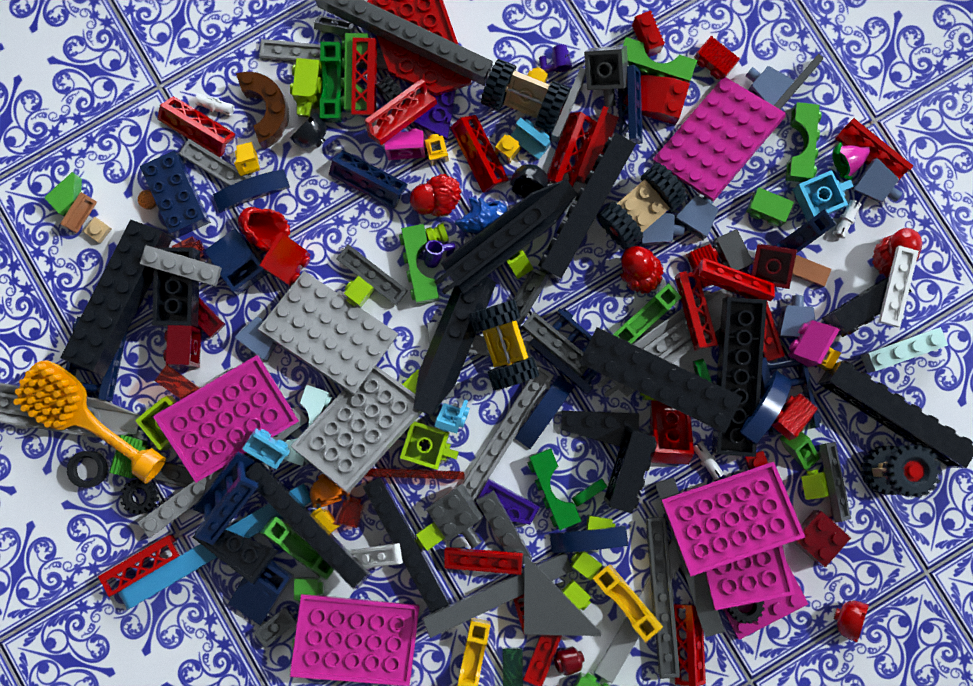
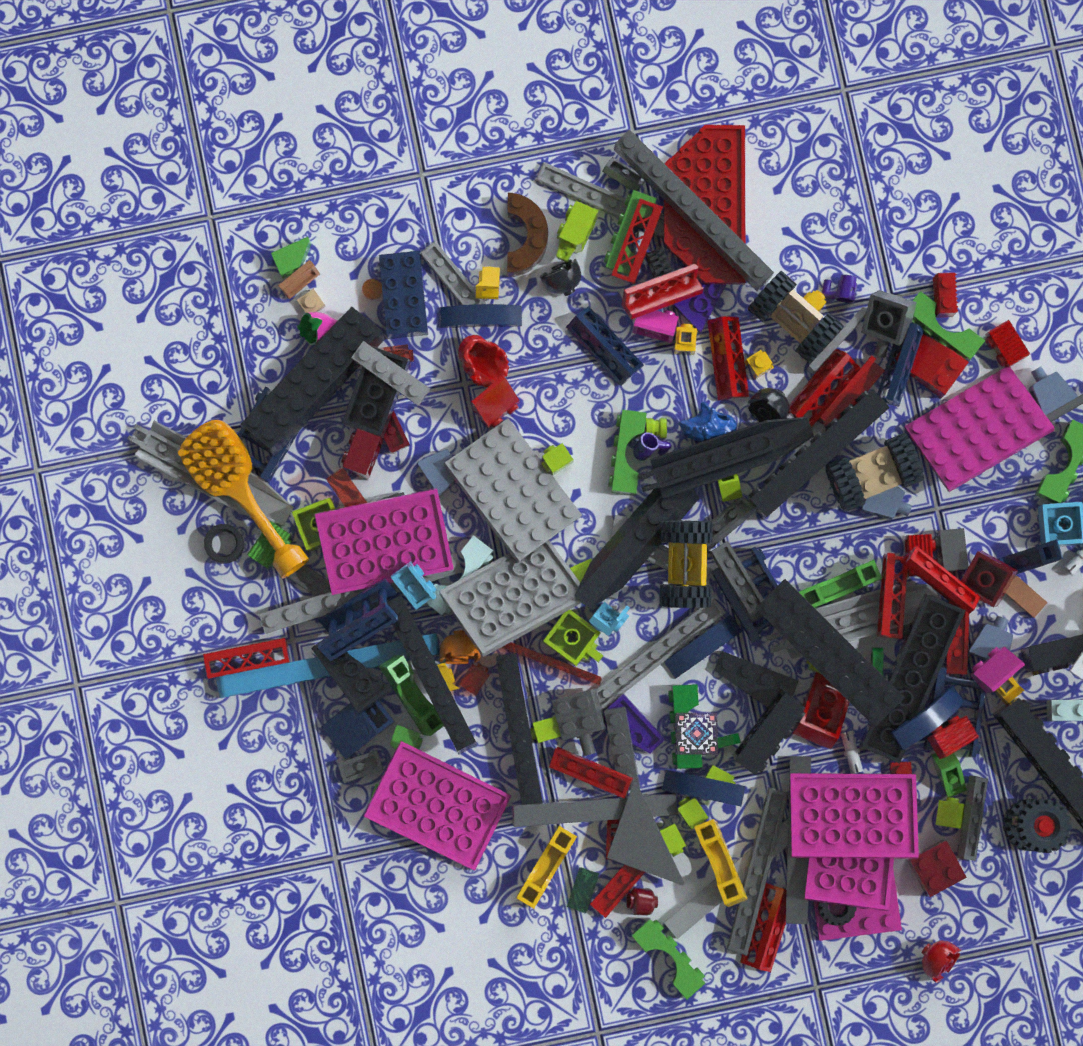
camera: 15 degrees right, 0 degrees up
(104, 247) = (315, 326): none -> hat
(131, 505) = (254, 589): black tyre -> none
(193, 128) = (443, 231): red fence -> none
(214, 104) = (473, 214): white pin -> none
(238, 262) = (446, 384): dark blue slope -> none
(332, 73) = (602, 234): green arch -> none
(372, 274) = (576, 446): dark grey plate -> none
(378, 555) = (490, 731): white tile -> none
(436, 196) = (669, 389): red hair -> none
(530, 139) = (785, 362): medium azure bracket -> none
(565, 493) = (696, 733): none -> tile
(641, 269) = (851, 536): red hair -> none
(698, 216) = (929, 501): sand blue torso -> none
(769, 207) = (1006, 517): bright green brick -> none

